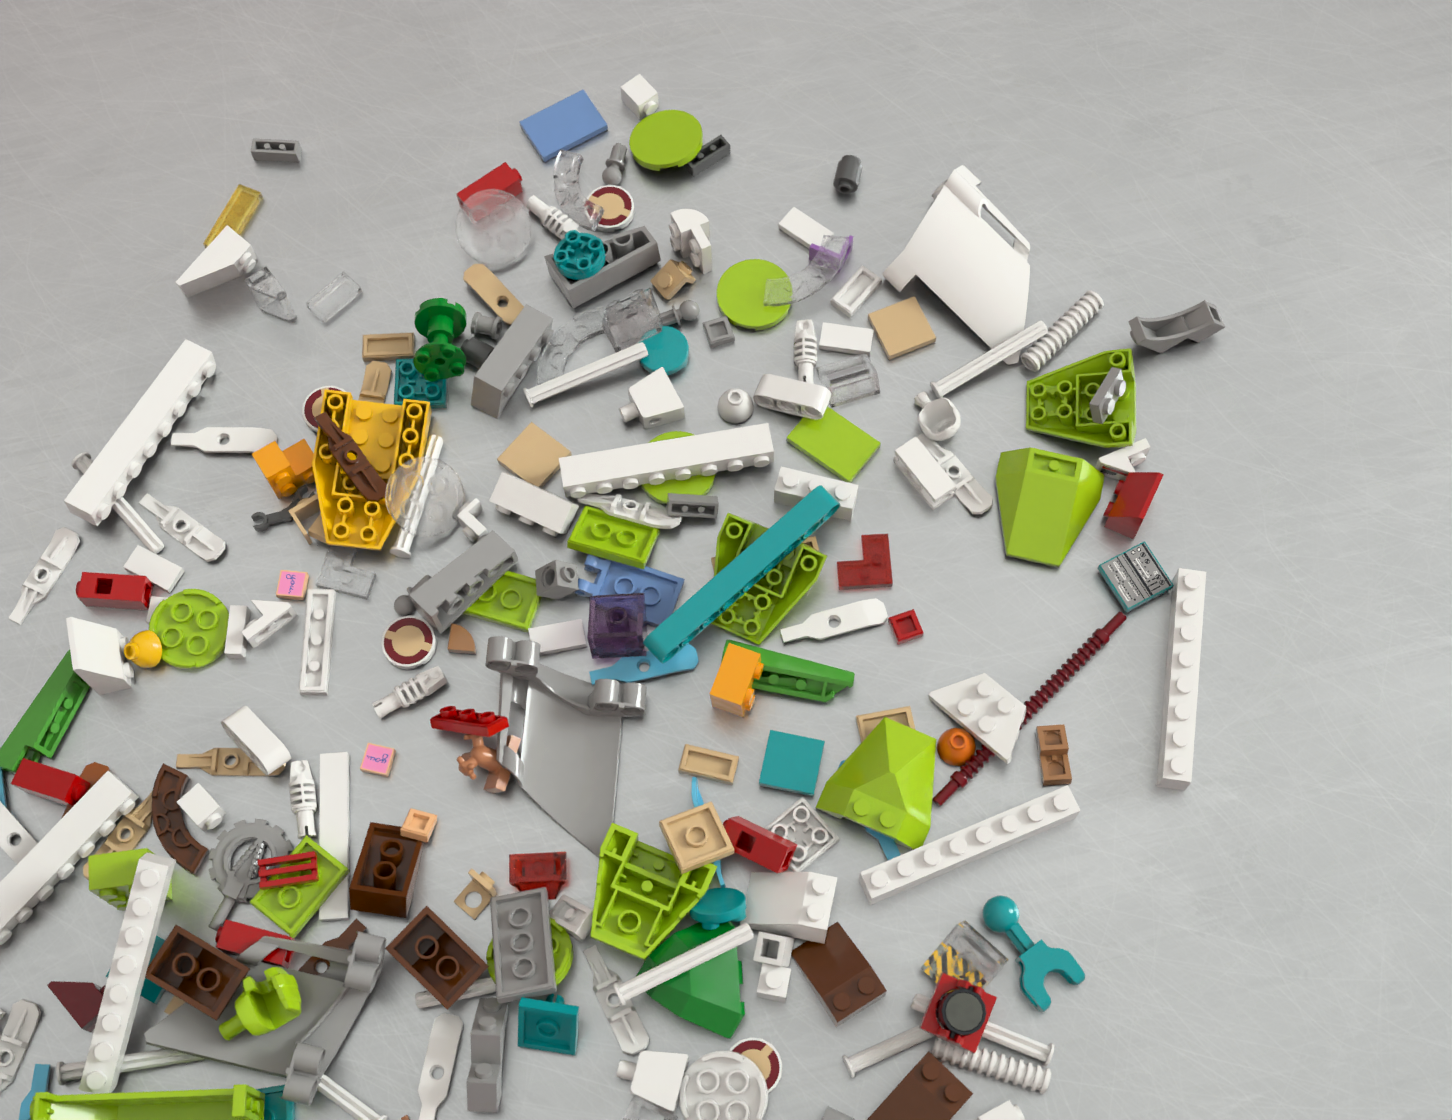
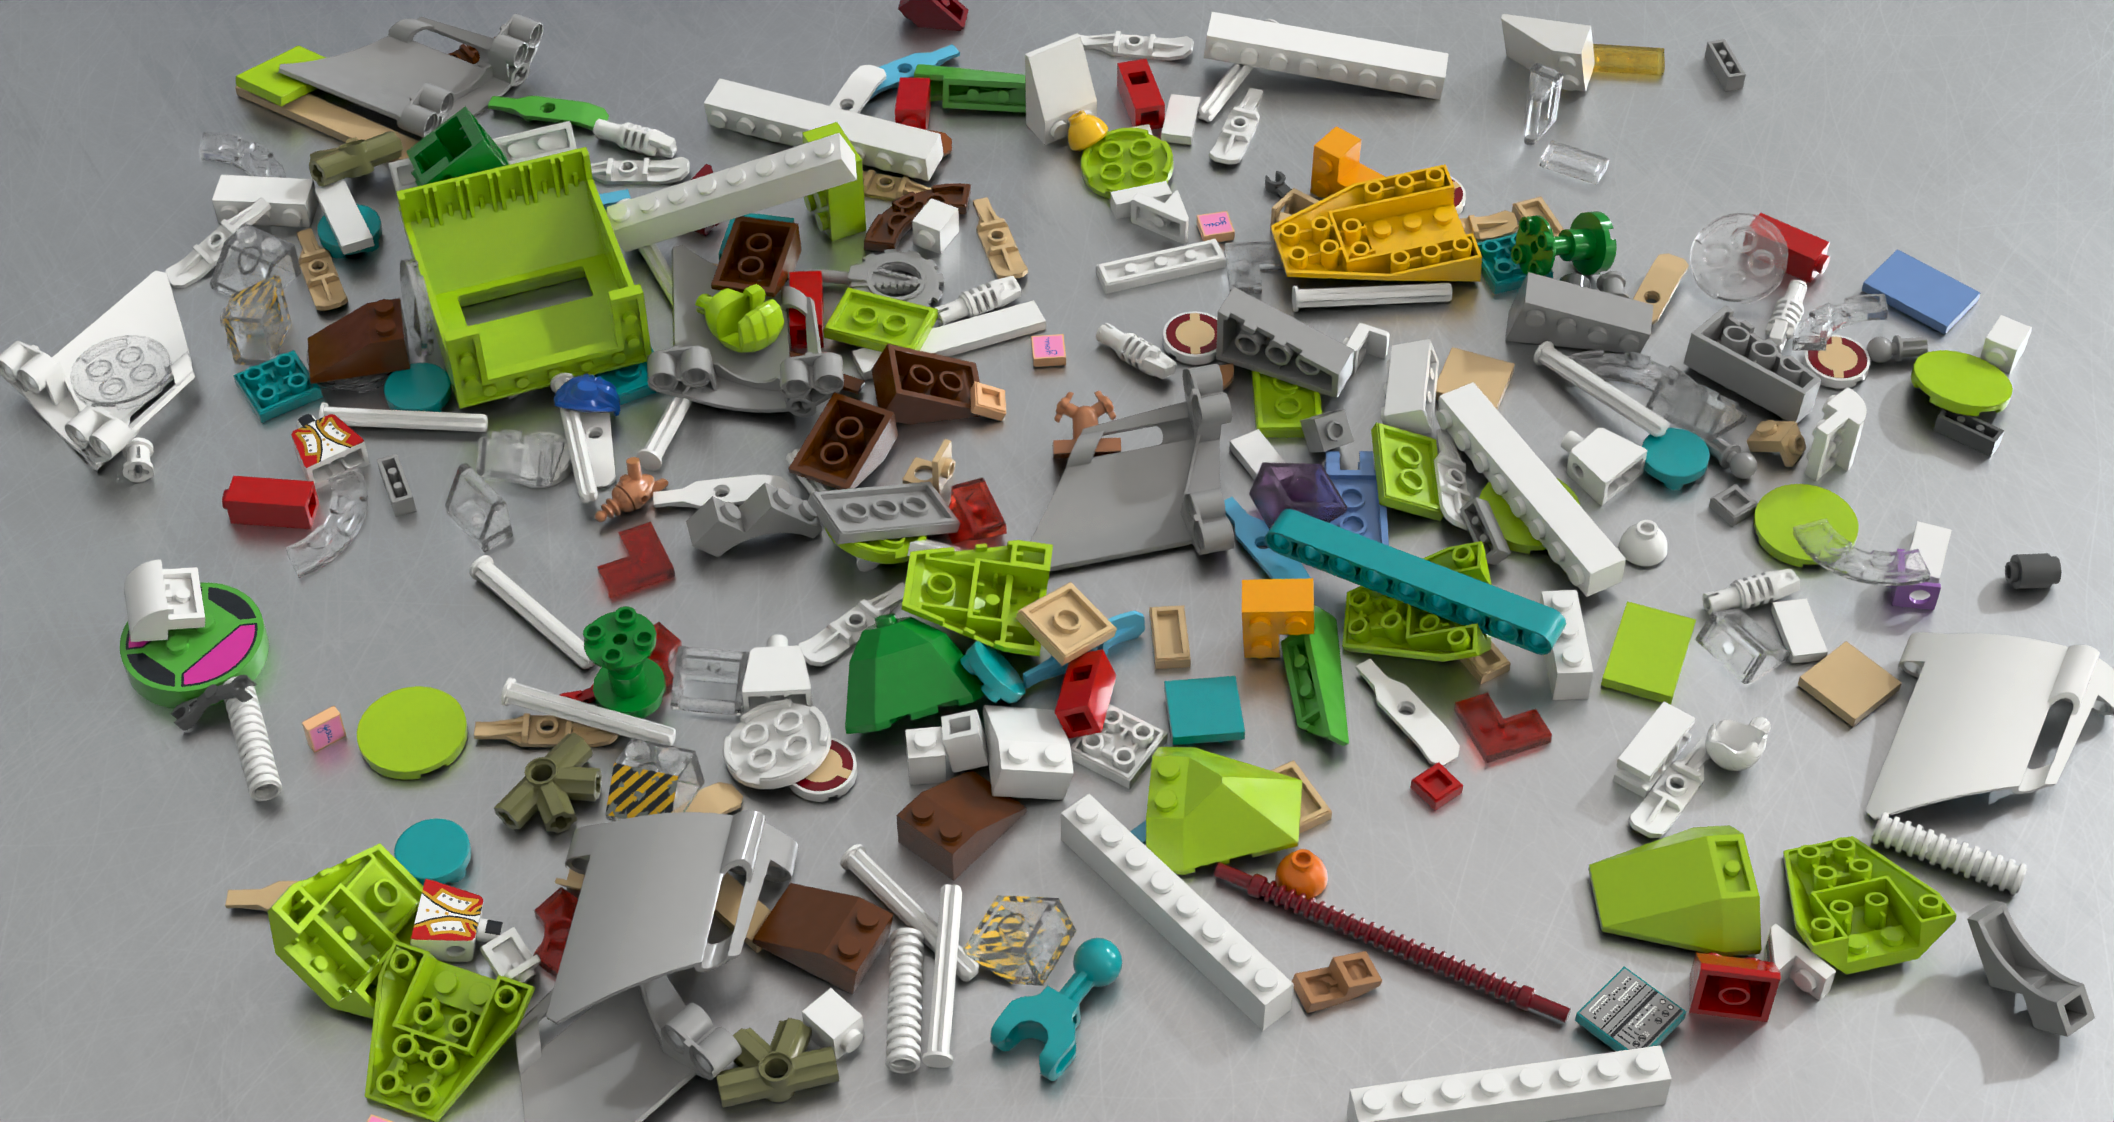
camera: 70 degrees right, 20 degrees down
(240, 439) = (1350, 117): white piece -> none
(256, 740) = (1024, 241): white beam -> none
(264, 873) = (884, 287): red tile -> none
(360, 470) = (1368, 223): reddish brown piece -> none
(424, 496) = (1369, 287): clear tile -> none
(469, 721) = (1118, 393): red tile -> none
(548, 1025) = (803, 559): teal tile -> none
(579, 255) = (1742, 328): teal tile -> none
(683, 962) = (908, 635): white axle -> none
(792, 396) = (1682, 587): white beam -> none
(856, 291) = (1873, 625): white tile -> none
(960, 1012) = (949, 922): piece -> none
(983, 711) = (1357, 885): white wing -> none
(989, 359) = (1855, 777): white axle -> none
(1107, 395) = (1870, 904): light grey plate -> none

